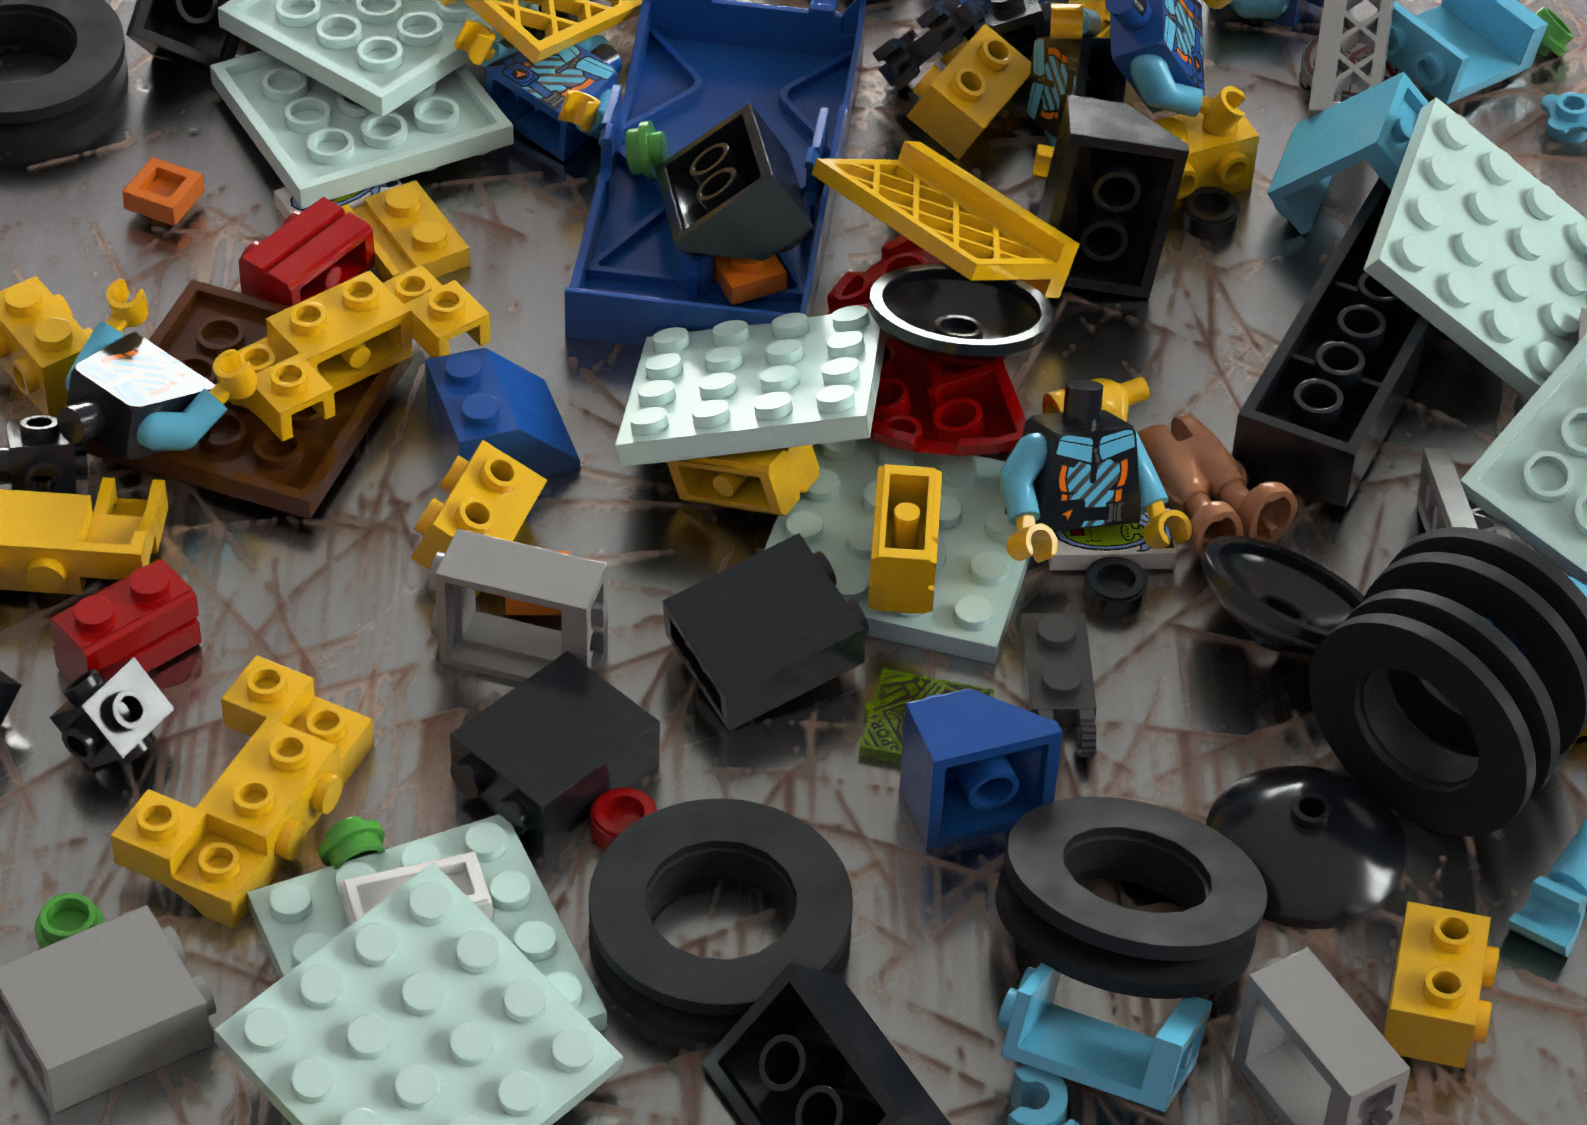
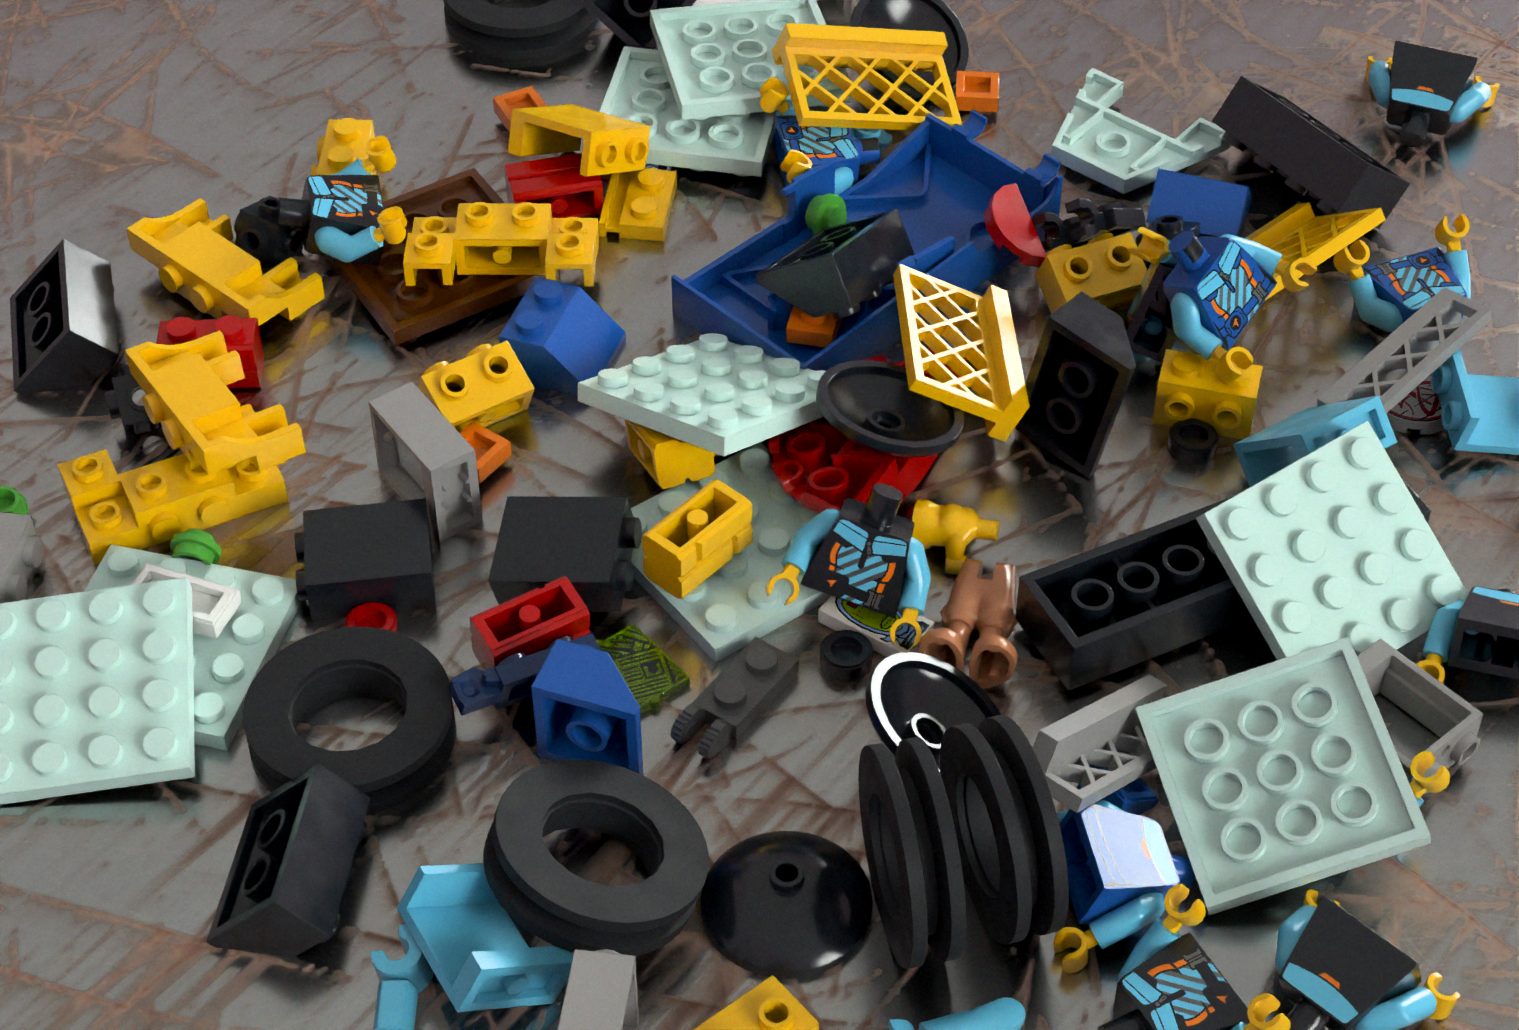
camera: 40 degrees right, 0 degrees up
(242, 184) = (608, 143): none -> yellow panel
(246, 677) = (201, 414): none -> yellow bracket
(818, 726) = (529, 623): none -> red brick
(840, 804) = (506, 683): none -> dark blue hinge
(862, 71) = (1012, 226): none -> red tile

